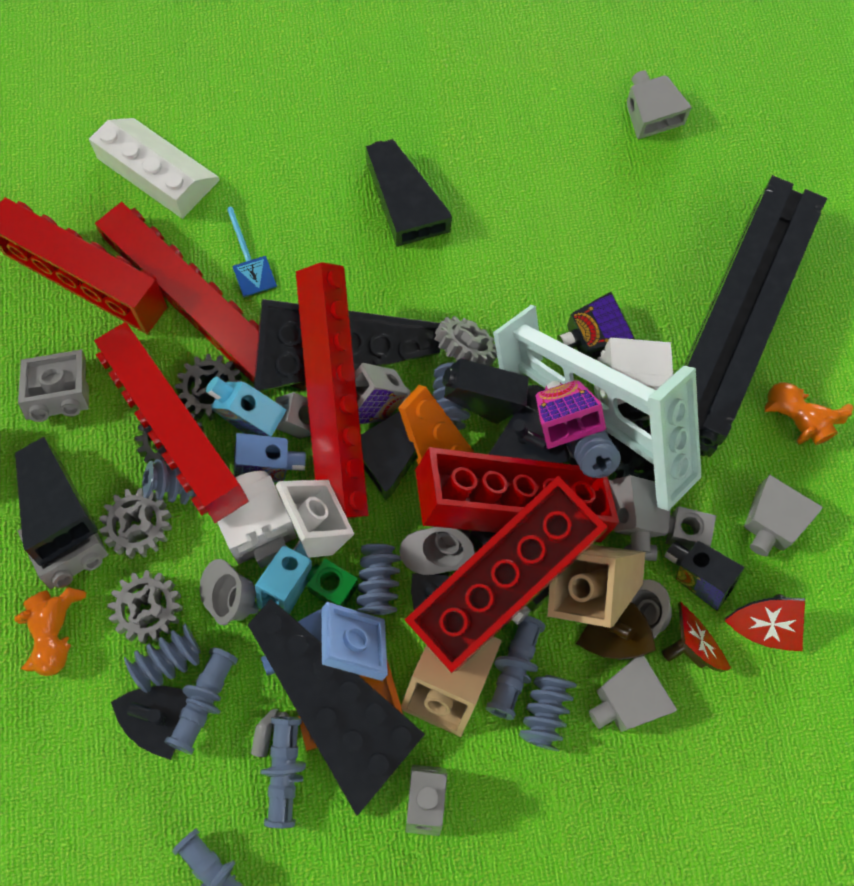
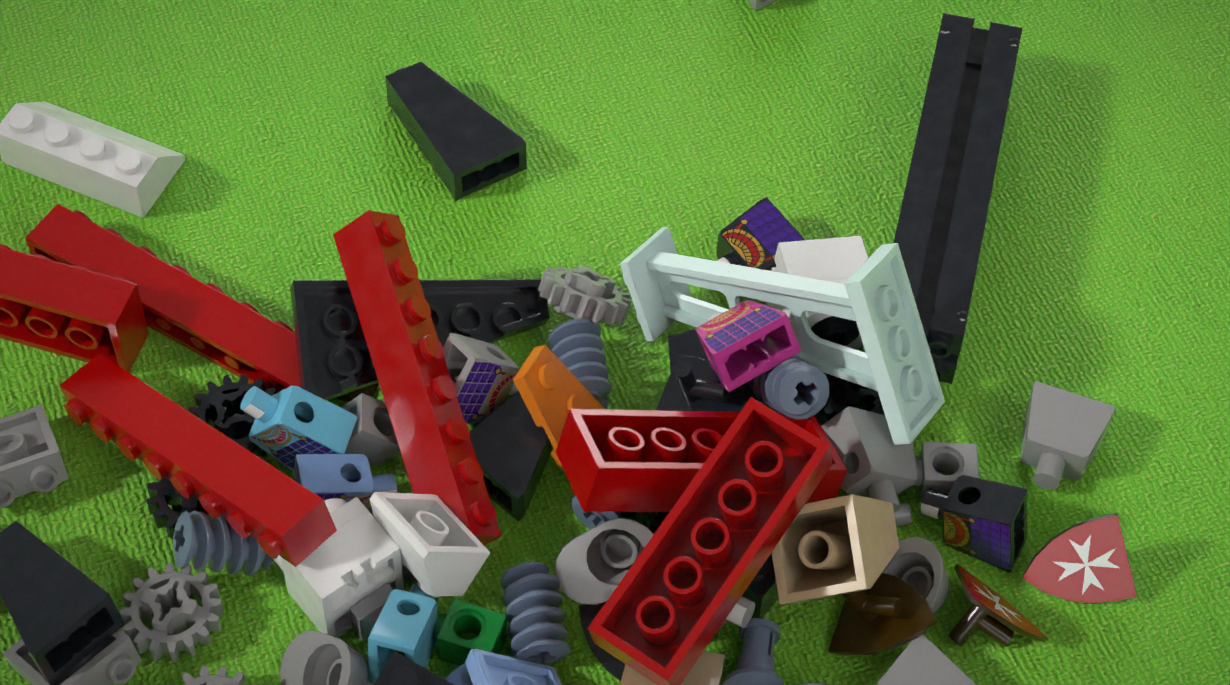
camera: 10 degrees left, 15 degrees down
(253, 275) = (261, 270): piece -> none
(485, 389) = (626, 342): black slope -> none
(811, 419) = (1074, 305): orange animal -> none

